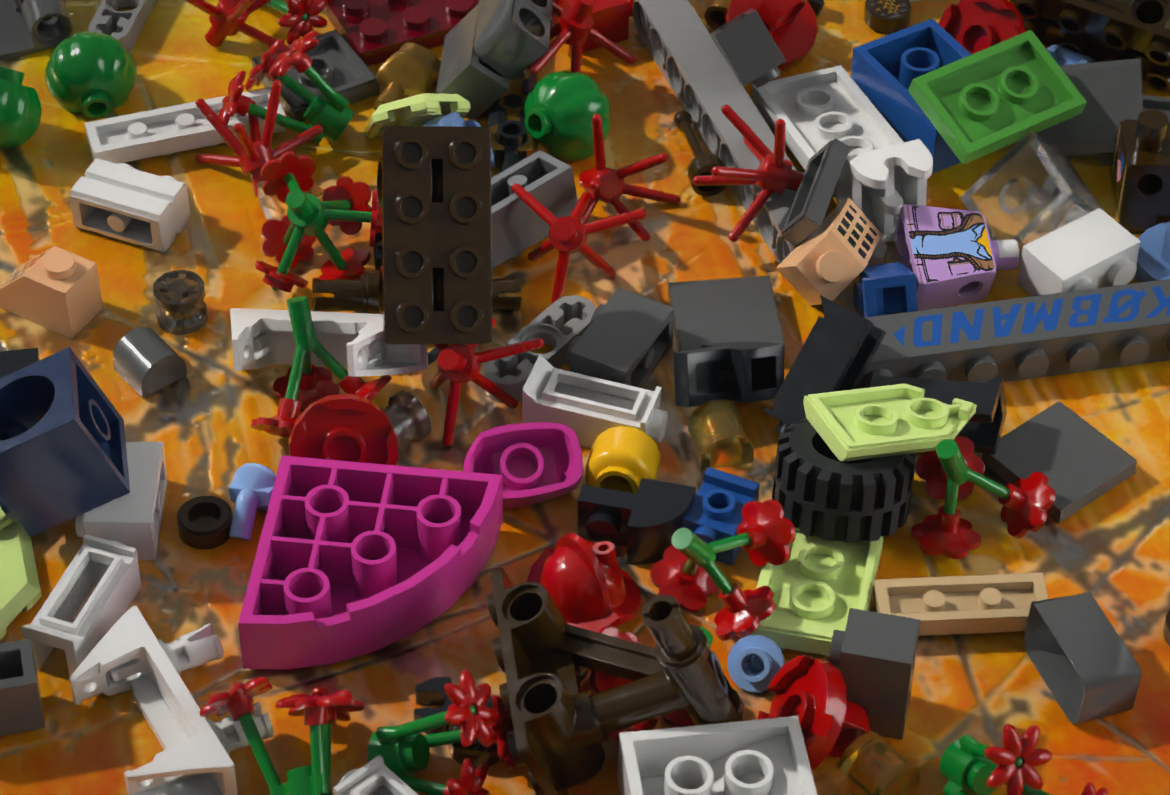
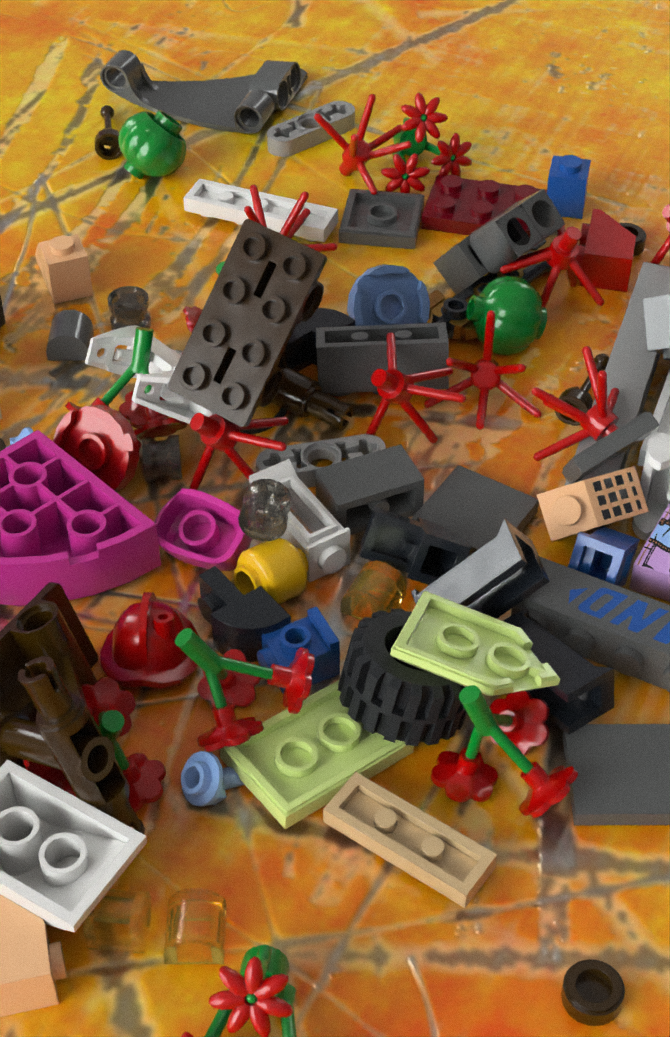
camera: 40 degrees right, 0 degrees up
(90, 74) = (239, 152): green plant -> none
(130, 205) = (170, 238): white brick -> none
(326, 110) = (349, 238): plant -> none
(407, 73) = (429, 242): pearl gold piece -> none
(414, 111) = (380, 252): yellowish green tile -> none
(588, 406) = (274, 501): none -> clear smoke wheel
(817, 695) = (179, 851): red tile -> none
(878, 666) = (256, 844): dark grey brick -> none
(1081, 657) = (452, 949): dark grey piece -> none

